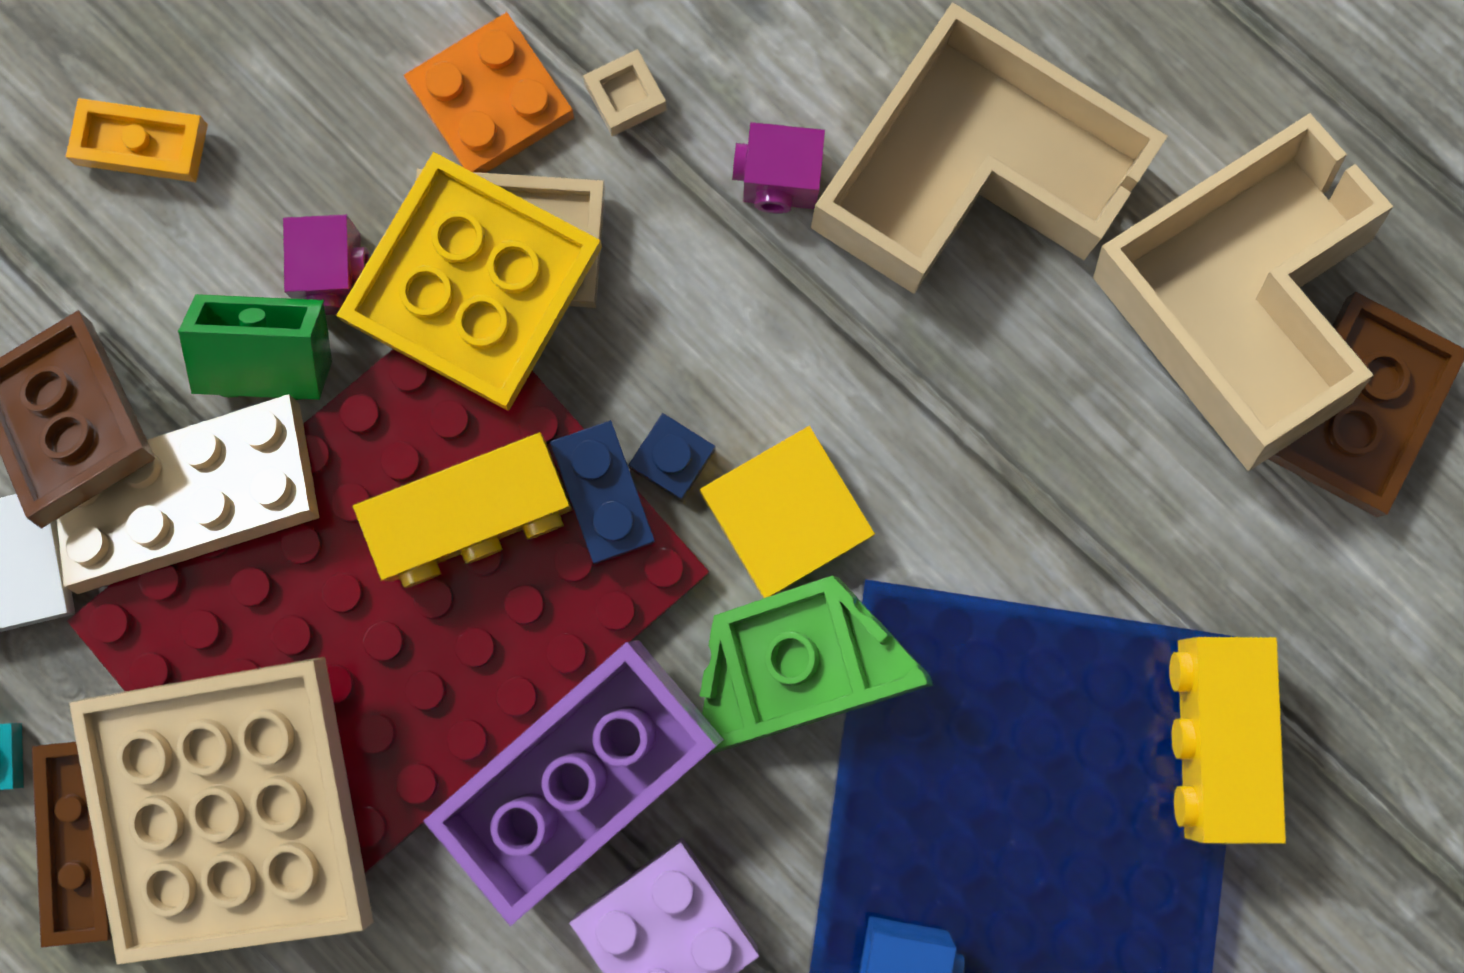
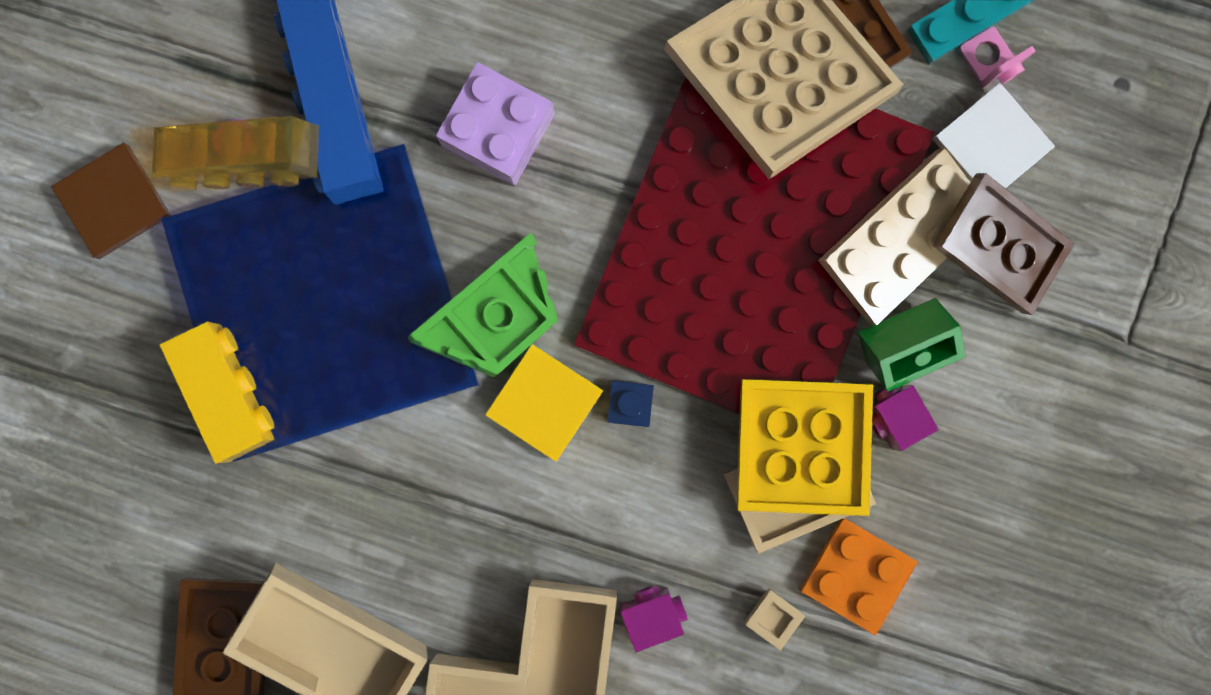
camera: 160 degrees right, 5 degrees up
(137, 140) = (1058, 438): light orange plate -> none
(464, 511) = (733, 305): yellow brick -> none
(573, 780) = (588, 183): medium lavender brick -> none
(602, 492) = (659, 358): dark blue plate -> none

